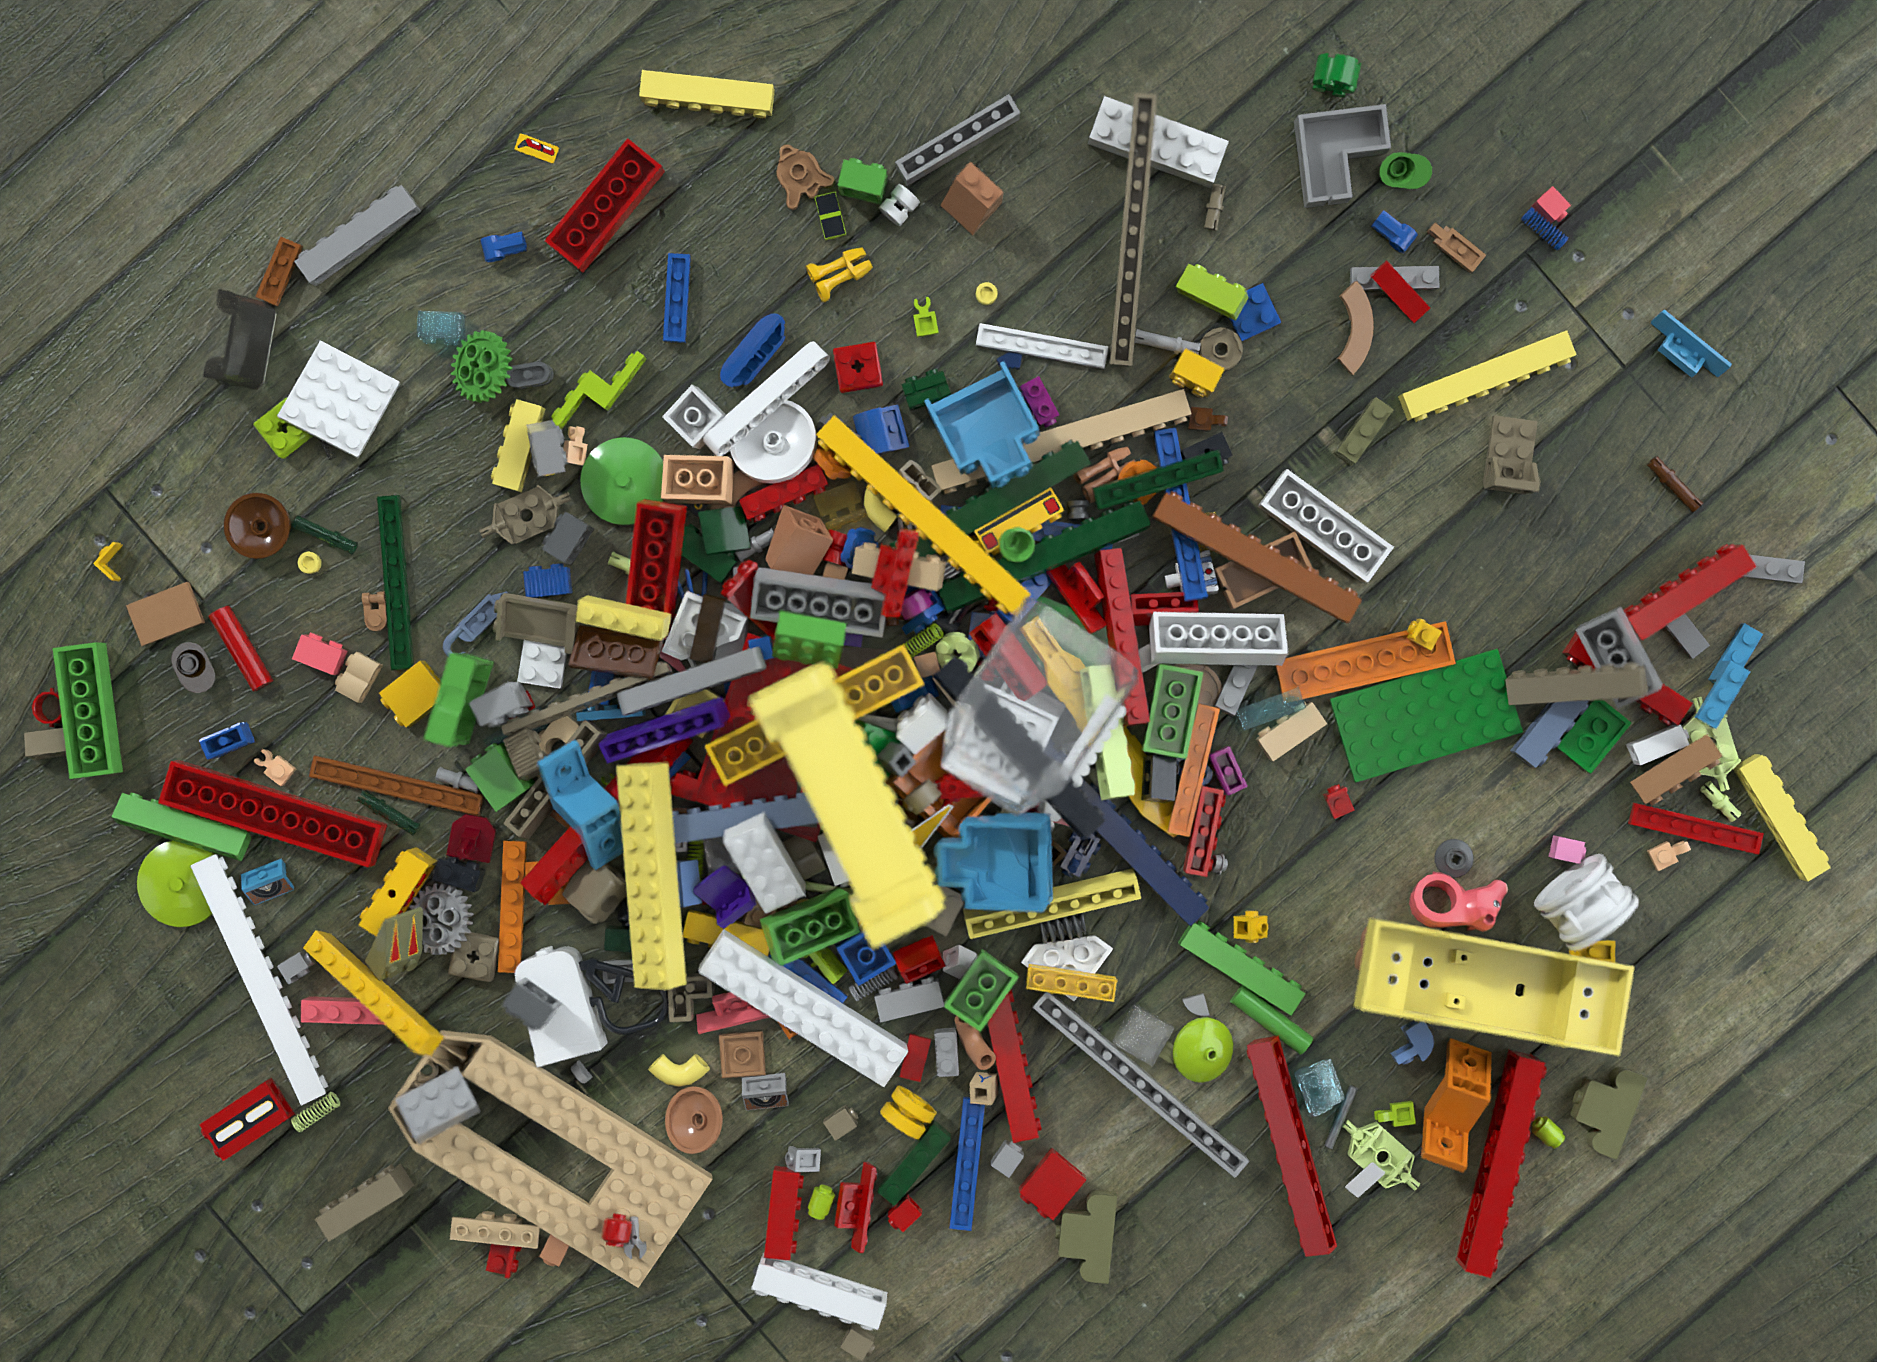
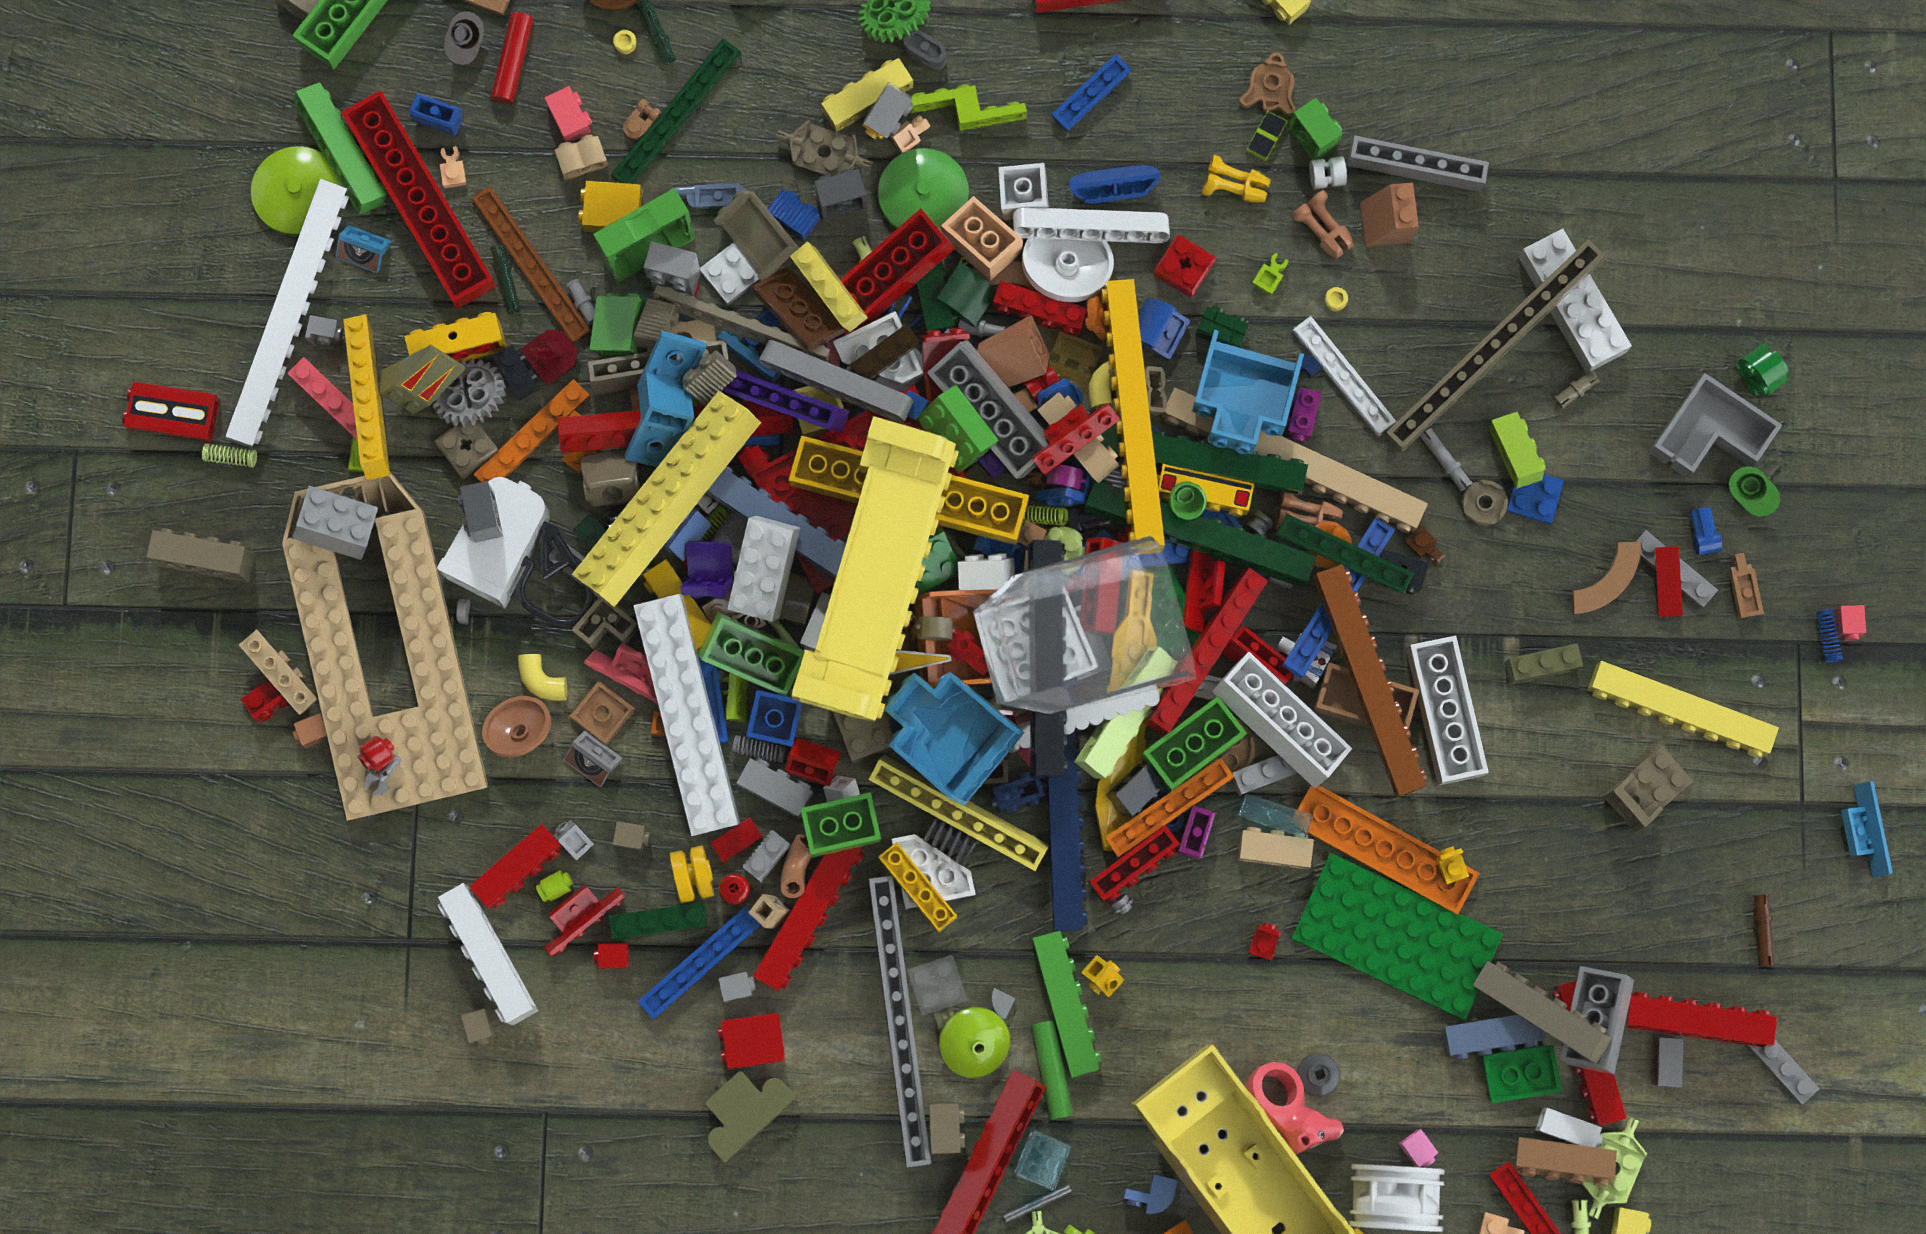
camera: 30 degrees right, 10 degrees down
(600, 761) = (709, 377): none -> dark tan brick
(896, 759) = (942, 579): dark grey brick -> none
(944, 243) = (1337, 232): none -> nougat piece
(948, 1101) = (740, 895): none -> red head
(1196, 373) = (1448, 500): yellow brick -> none
(1233, 1124) = (946, 1128): none -> dark tan brick
(1728, 676) = (1676, 1124): dark azure bracket -> none

